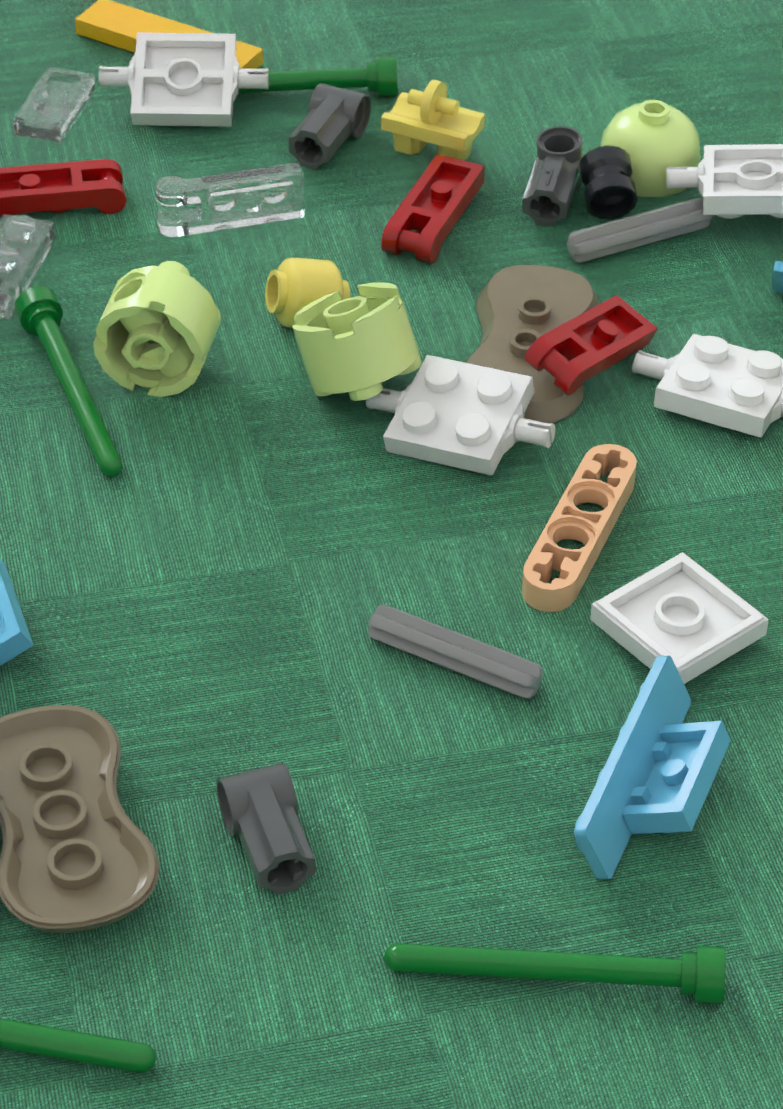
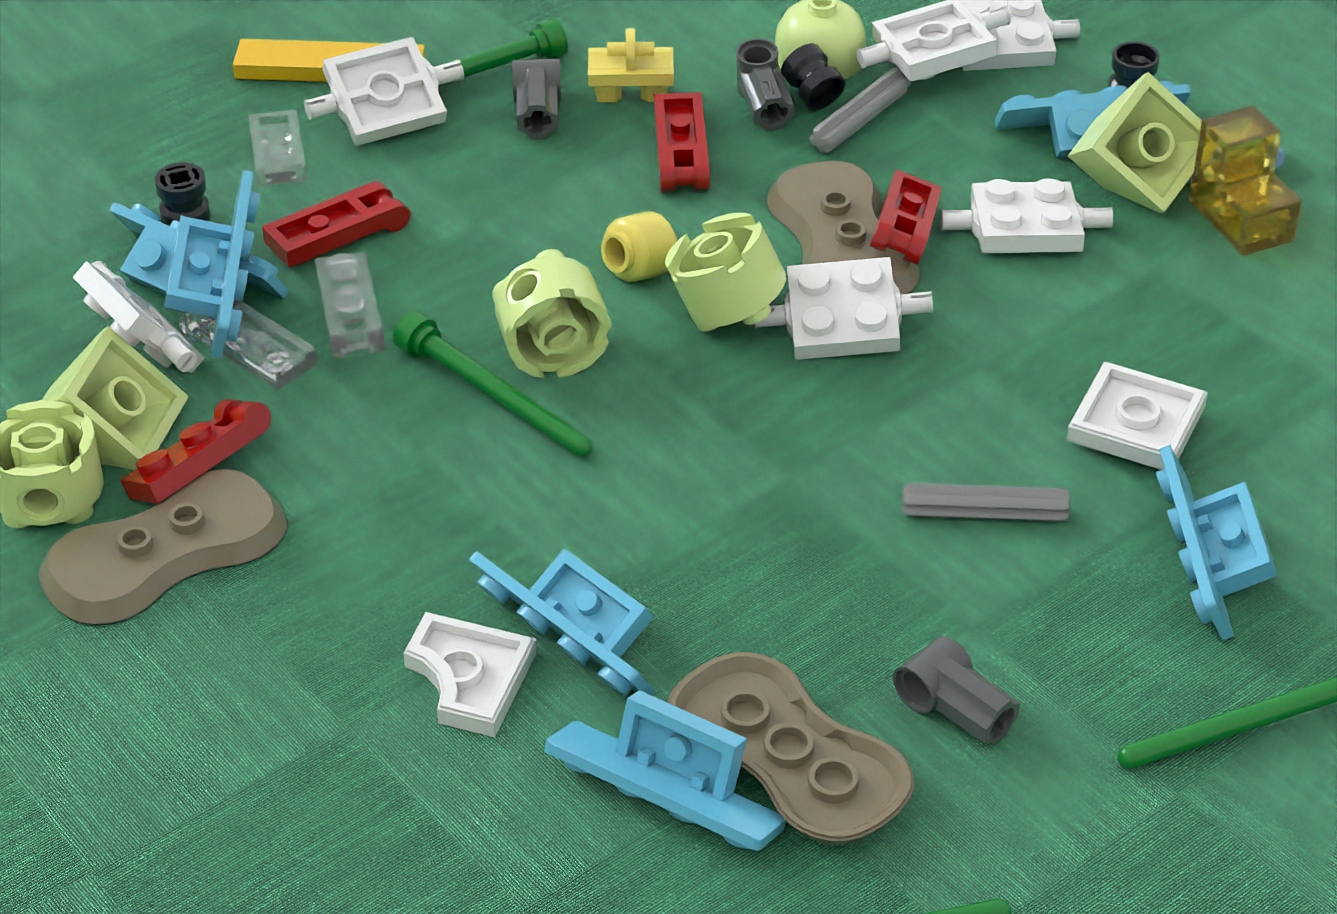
camera: 25 degrees left, 0 degrees up
(230, 200) = (506, 186): clear plate -> none
(578, 525) = (1002, 368): light nougat beam -> none

